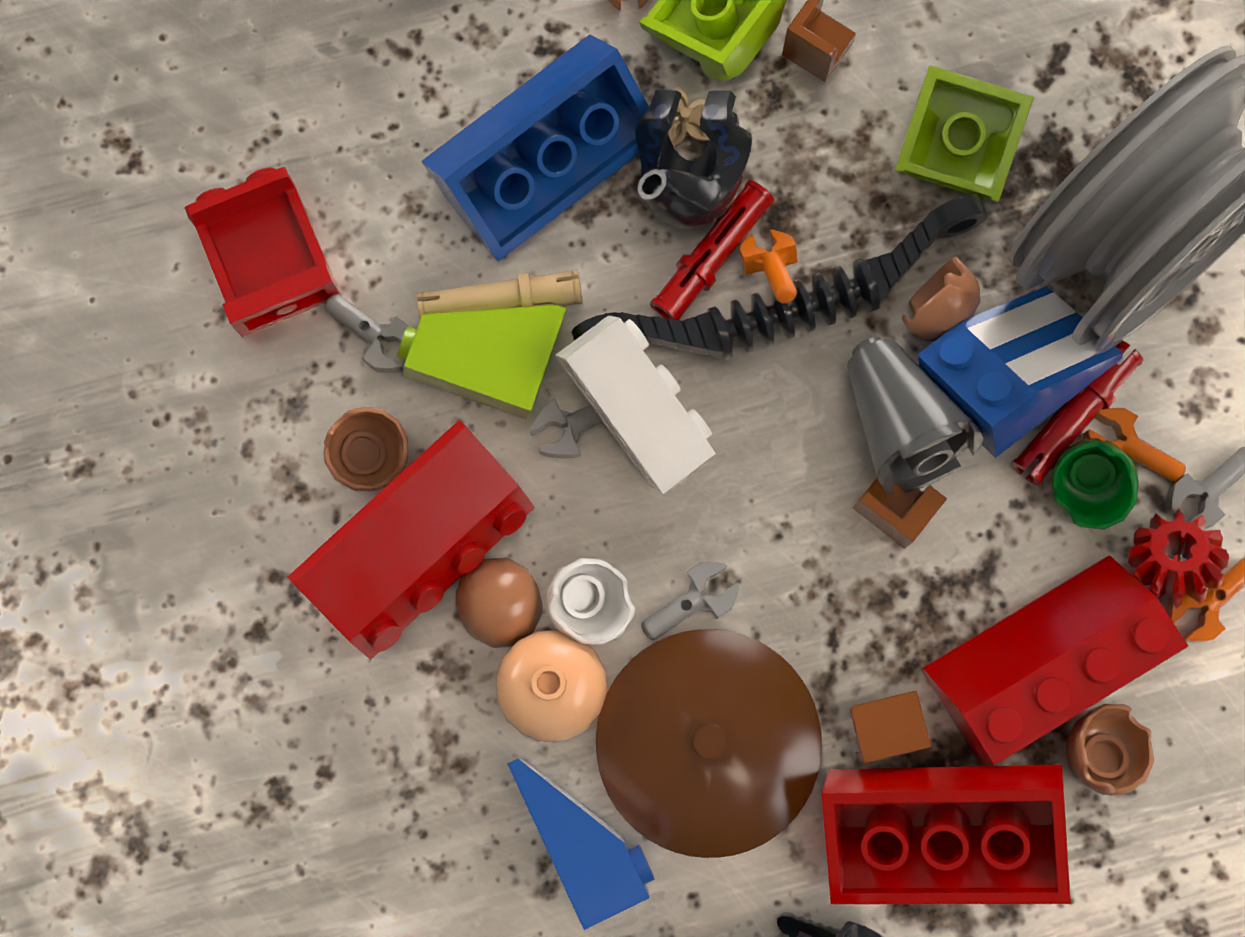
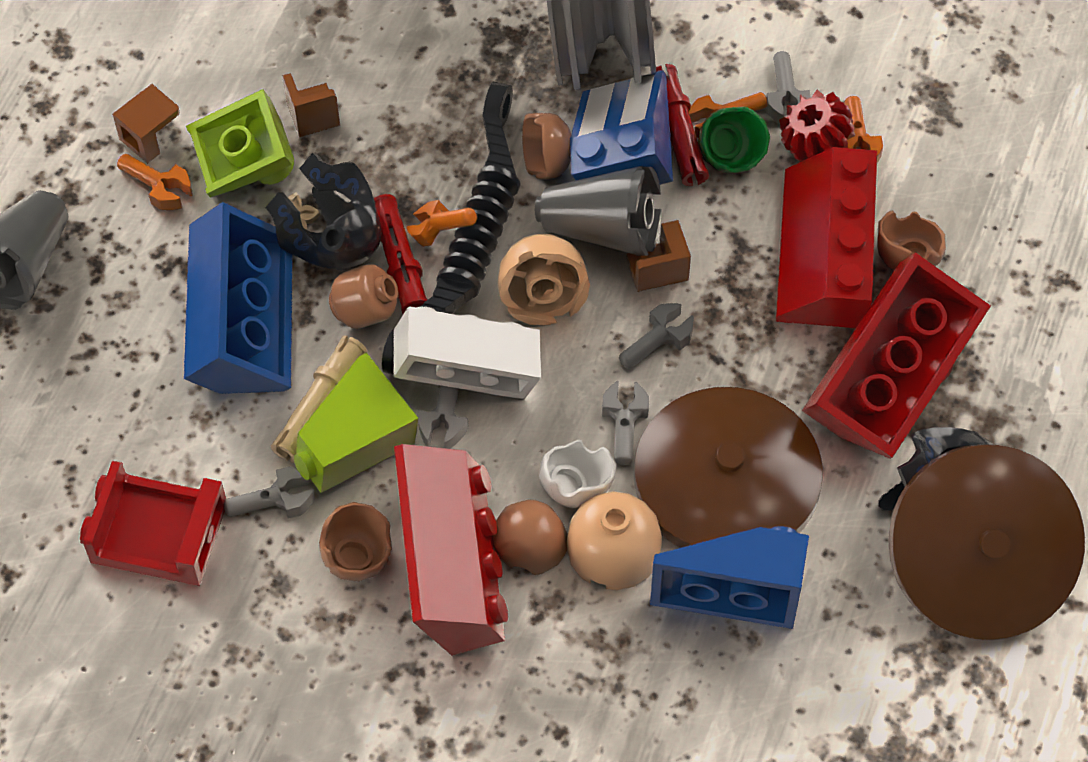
camera: 55 degrees left, 20 degrees down
(632, 256) = (363, 296): none -> nougat head
(782, 410) = (542, 279): none -> light nougat cylinder
(812, 566) = (659, 318): none -> dark grey bar
(889, 727) = (802, 351): dark orange panel -> none
(963, 133) = (447, 65): lime slope -> none

